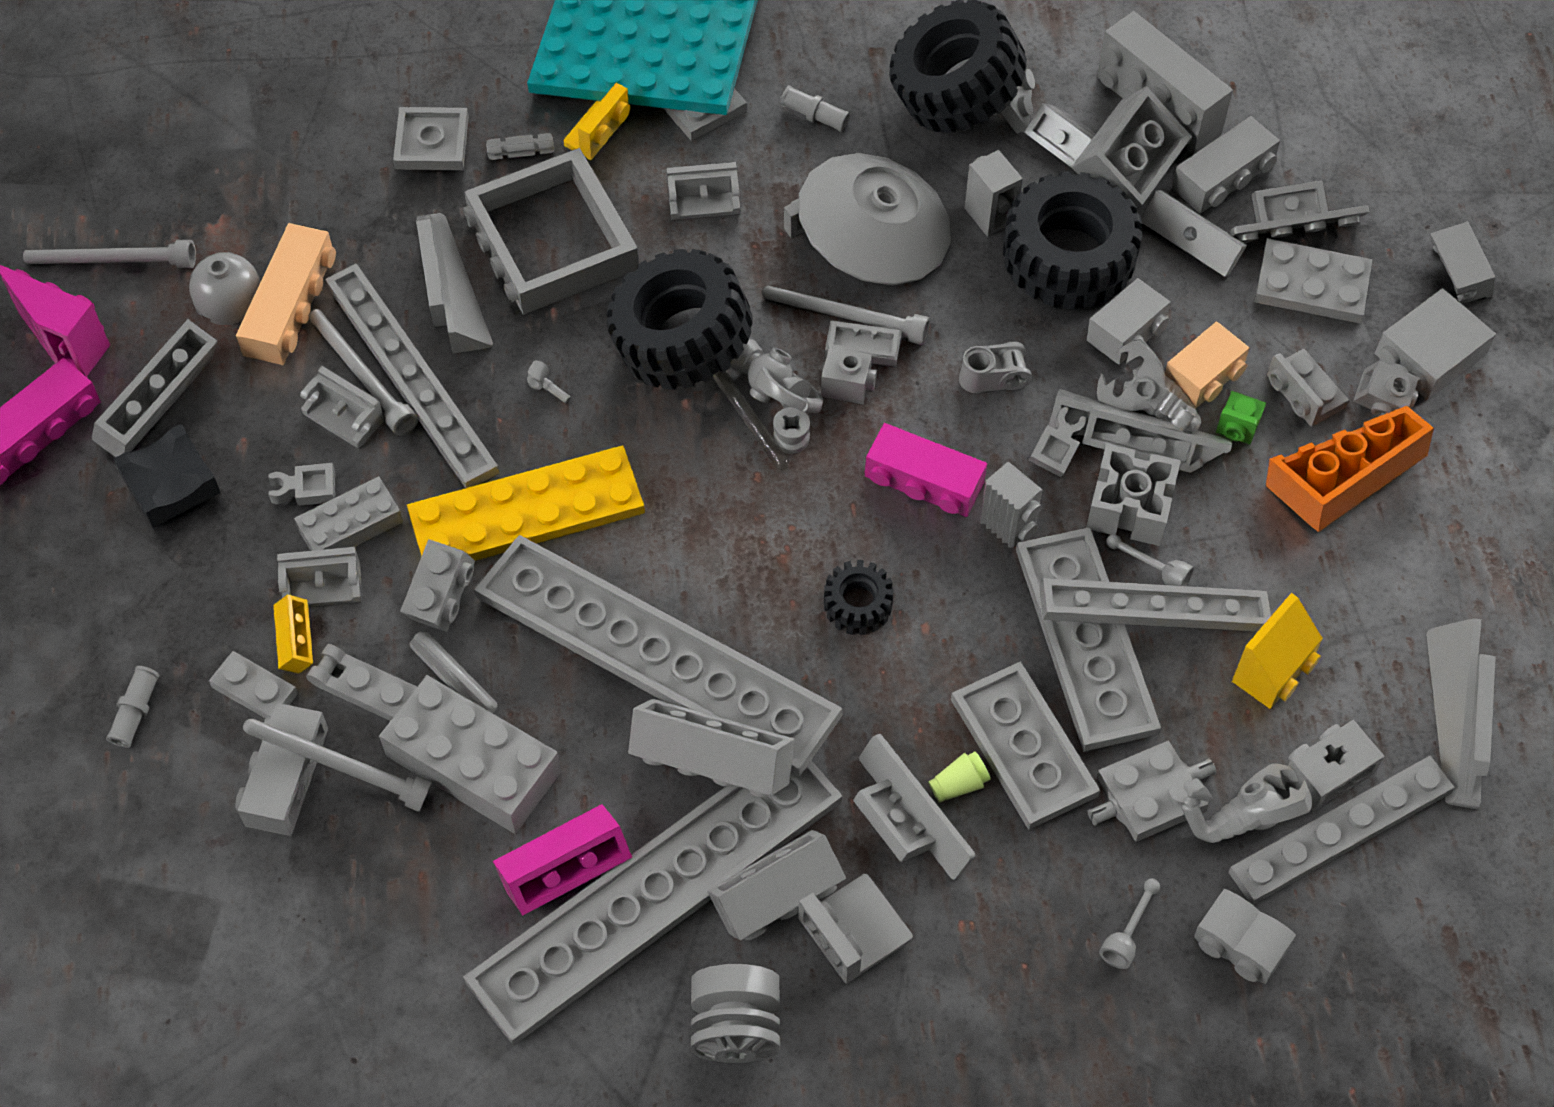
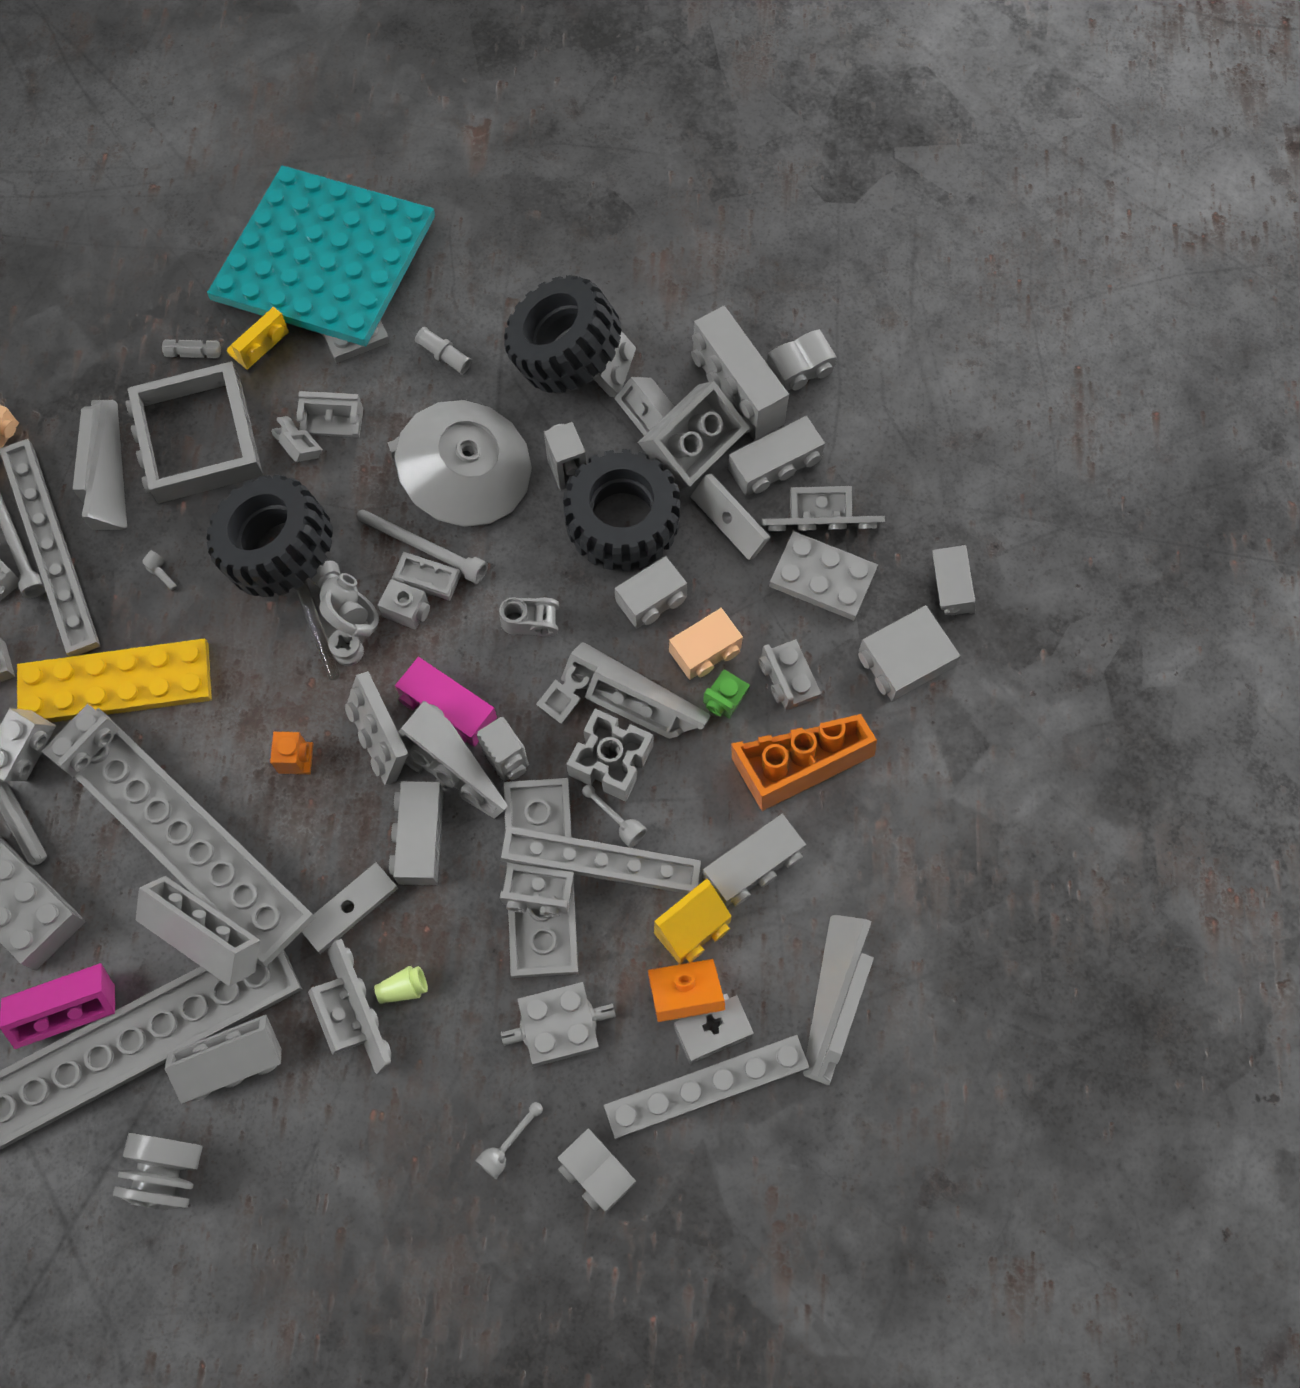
camera: 10 degrees right, 10 degrees up
(431, 138) = (118, 331): light grey plate -> none
(512, 569) = (80, 740): none -> light grey bracket
(676, 226) = (296, 442): none -> light grey plate
(761, 549) = (291, 753): none -> orange brick
(854, 927) = (279, 1105): light grey bracket -> none
(858, 504) = (376, 729): none -> light grey plate
(862, 578) = (348, 795): black tyre -> none
(885, 688) = (364, 892): none -> light grey tile
(932, 612) = (417, 833): none -> light grey brick
(936, 518) = (440, 750): none -> light grey wedge
(1025, 745) = (462, 966): light grey plate -> none
(1094, 644) = (537, 889): none -> light grey bracket
(1150, 390) = (653, 660): light grey animal -> none
(1232, 58) = (802, 360): none -> light grey brick
(1254, 807) = (634, 1058): light grey animal -> none
(1293, 725) = (686, 990): none -> orange plate
(1333, 576) = (755, 861): none -> light grey brick
(1386, 388) = (843, 690): light grey brick -> none

